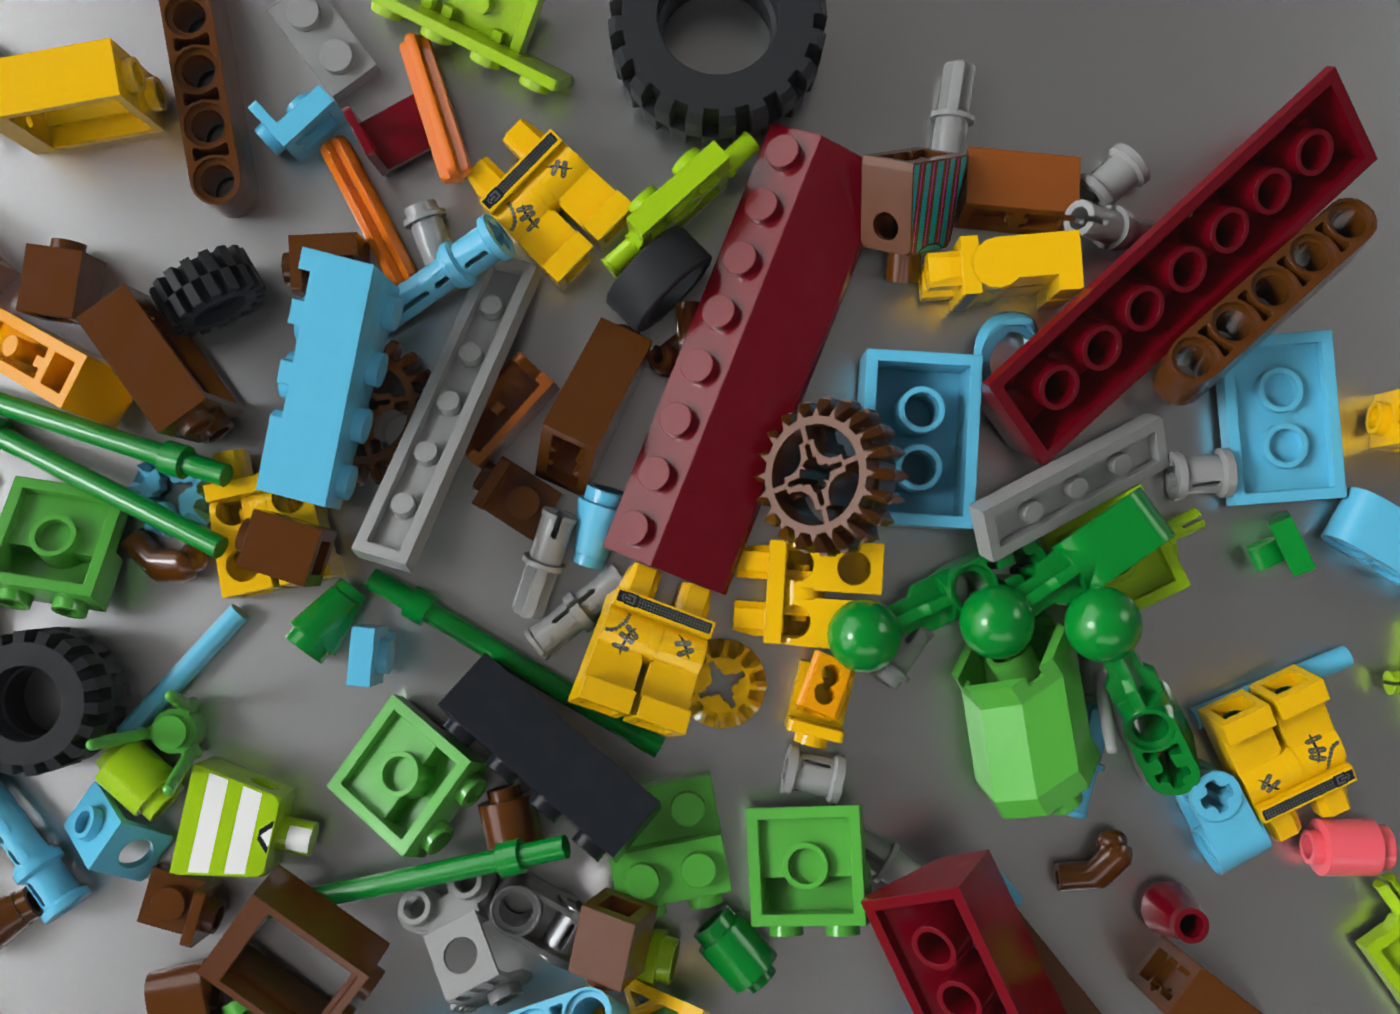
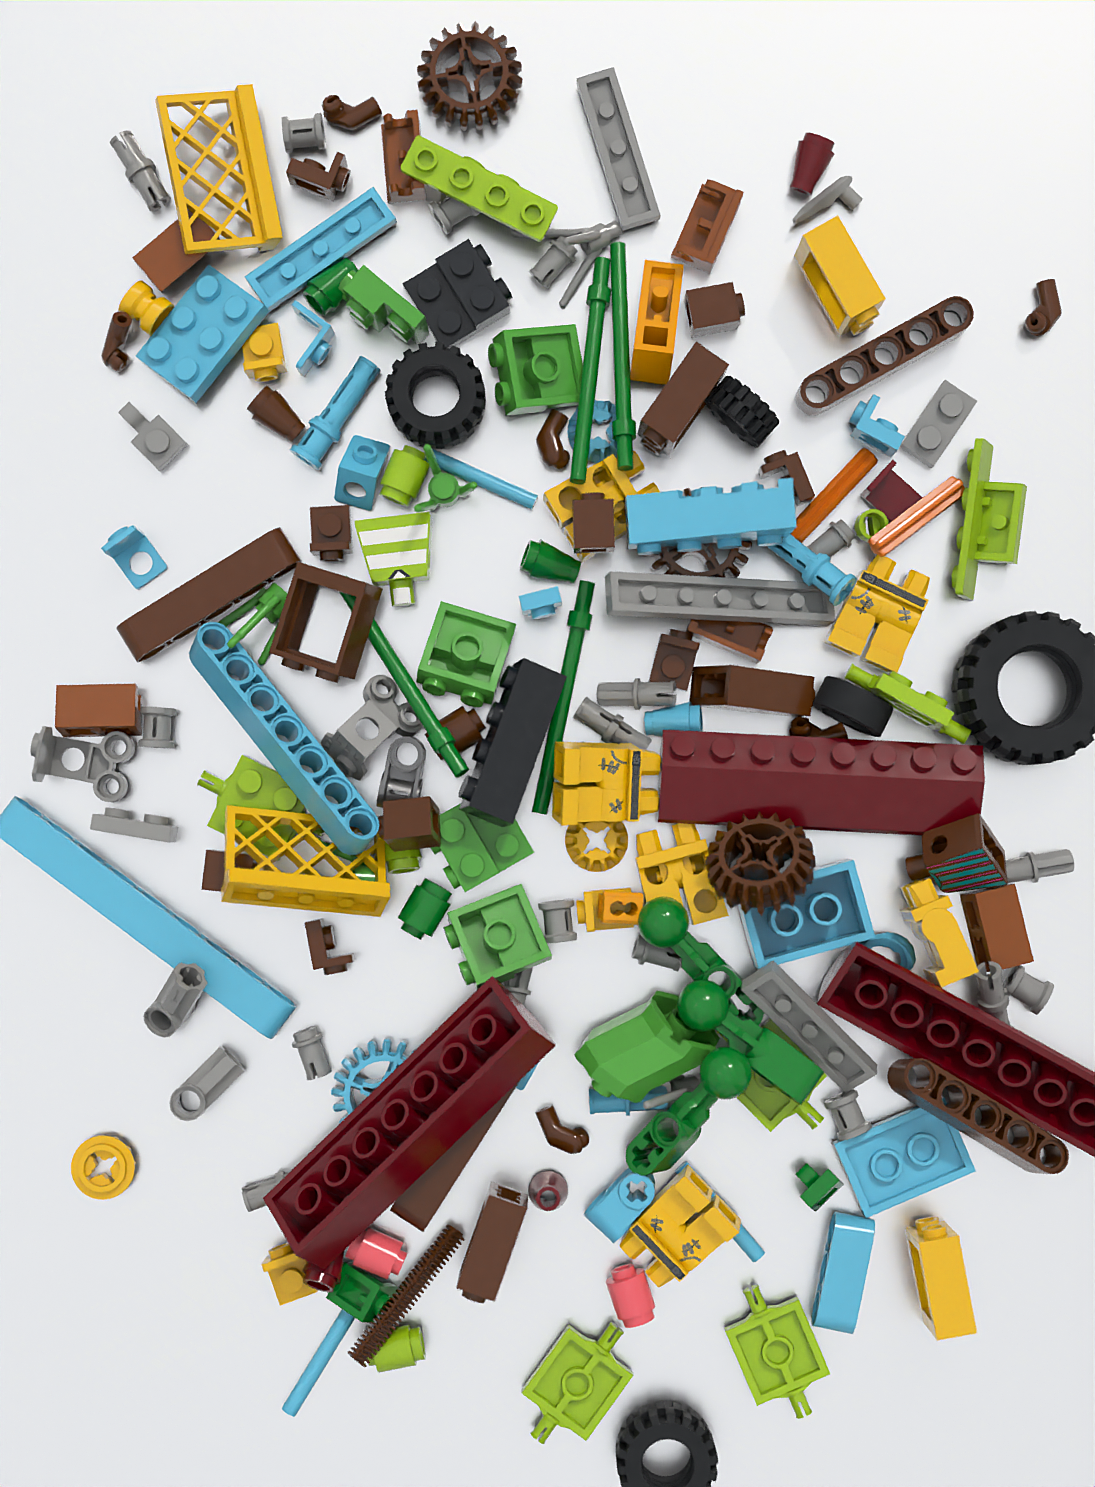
camera: 75 degrees right, 0 degrees up
(423, 166) = (876, 521): none -> lime hinge

